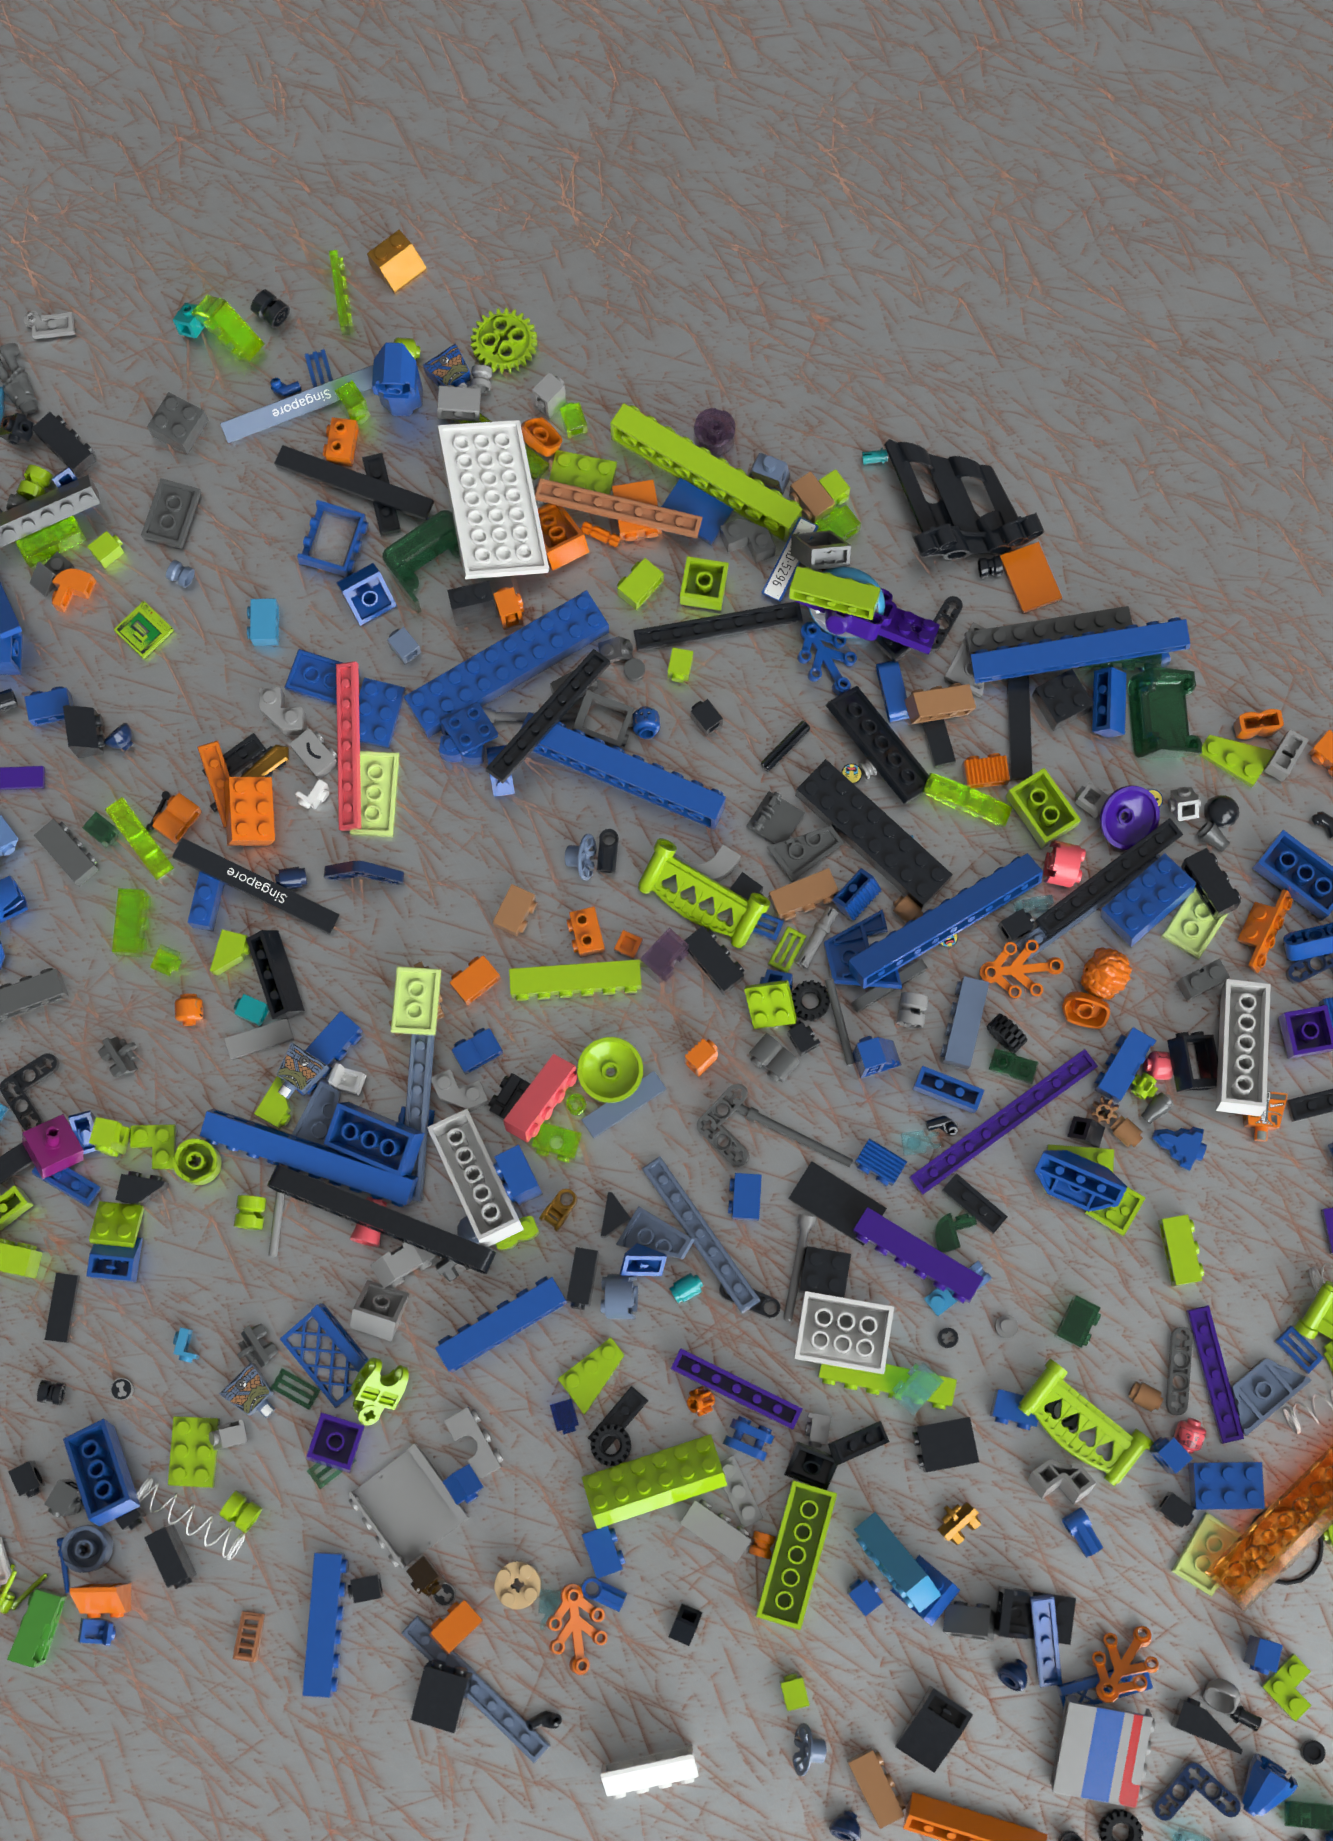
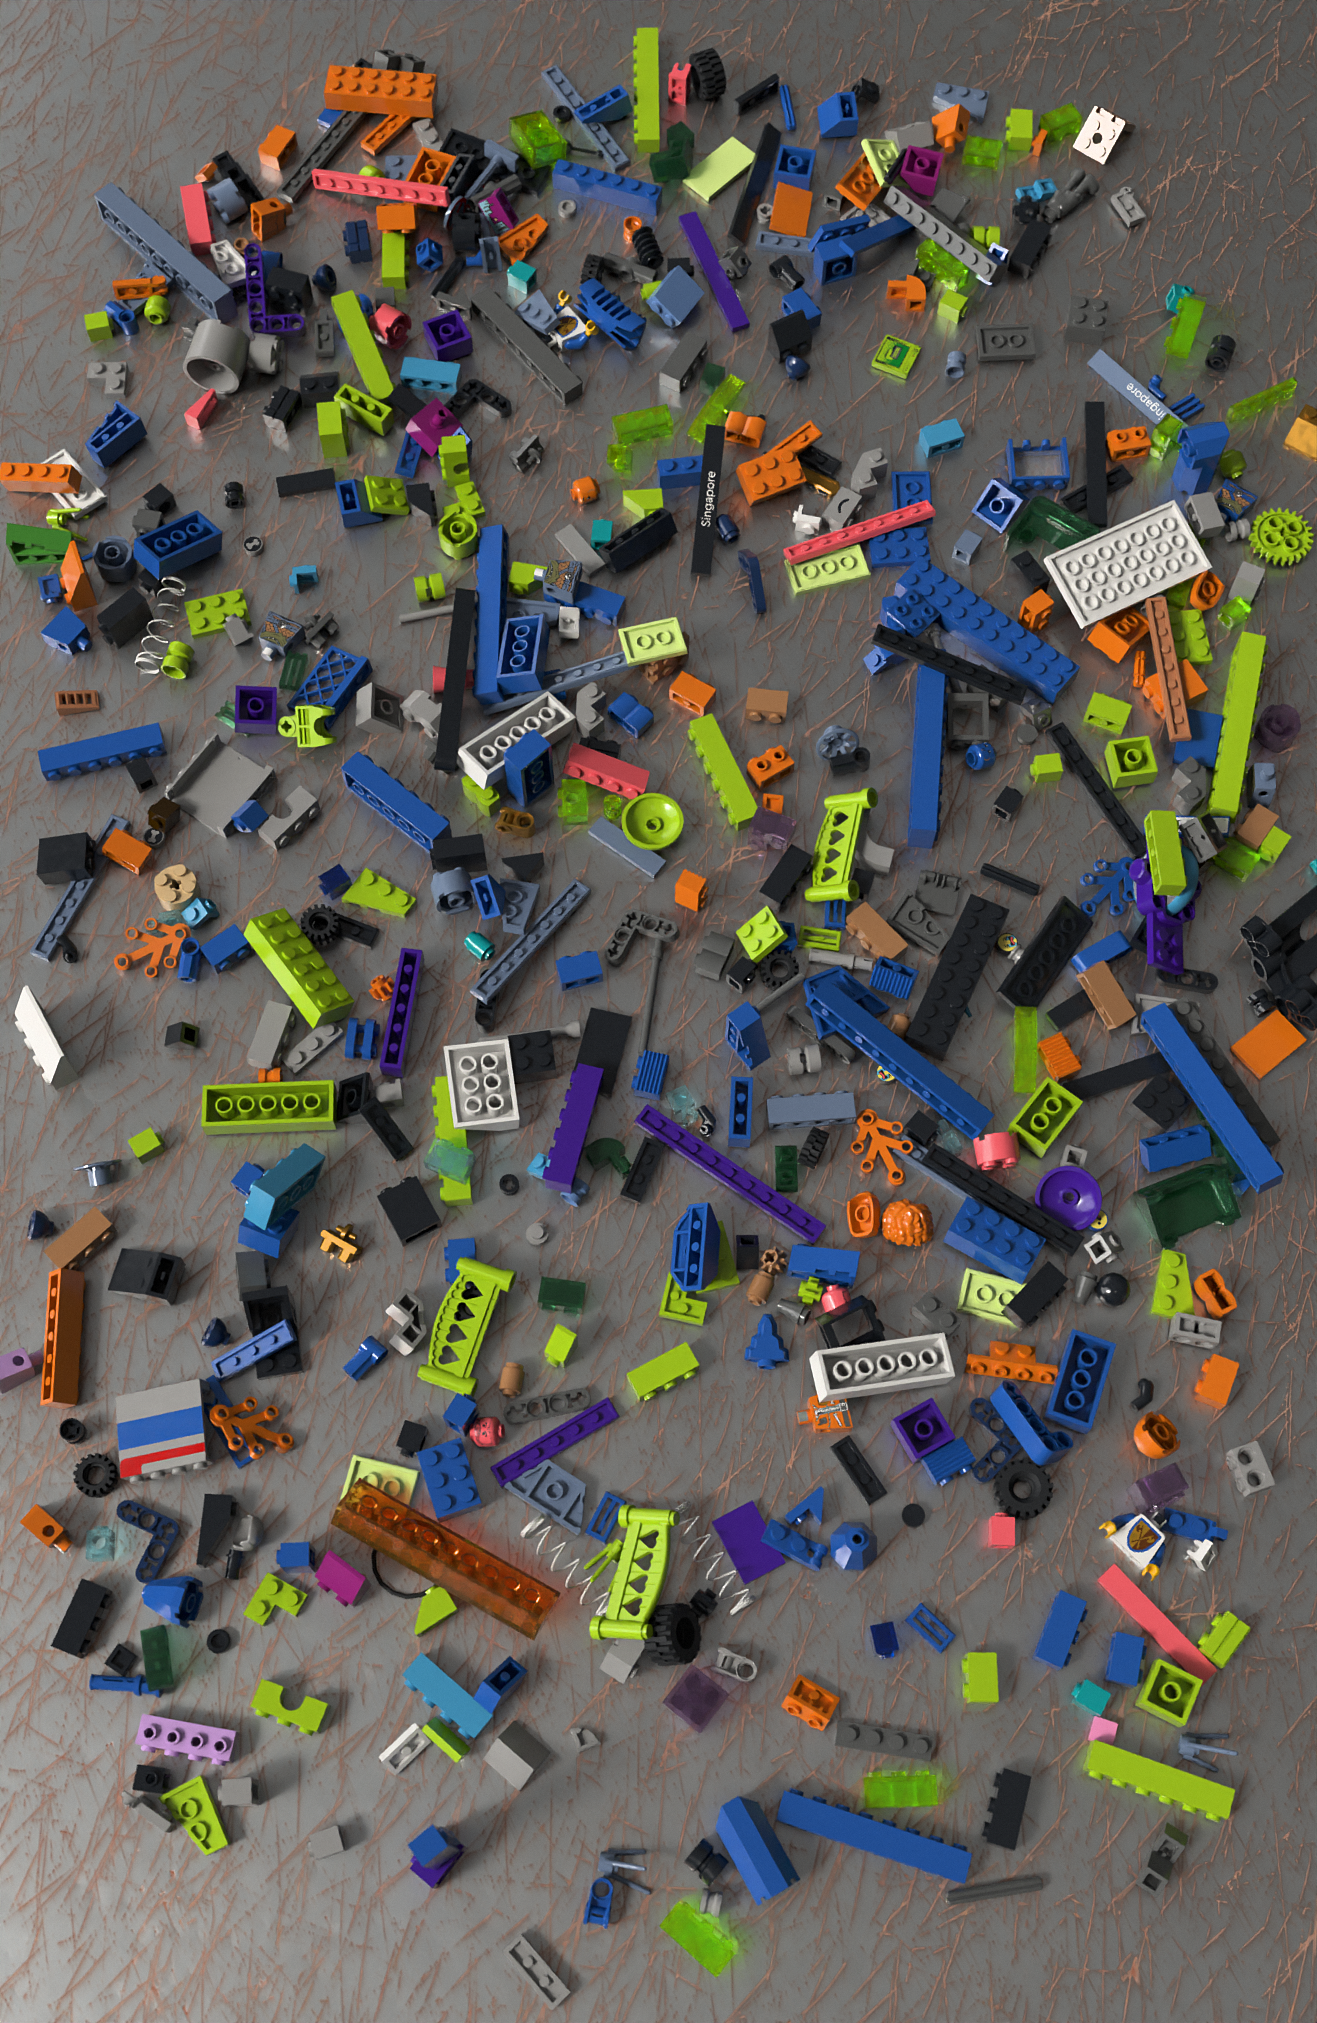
camera: 70 degrees right, 10 degrees down
(160, 1625) = (67, 633): none -> blue torso
(550, 1567) = (199, 912): none -> dark azure bracket
(1130, 1339) = (561, 1346): none -> lime slope
(1292, 1616) = (342, 1579): none -> magenta slope

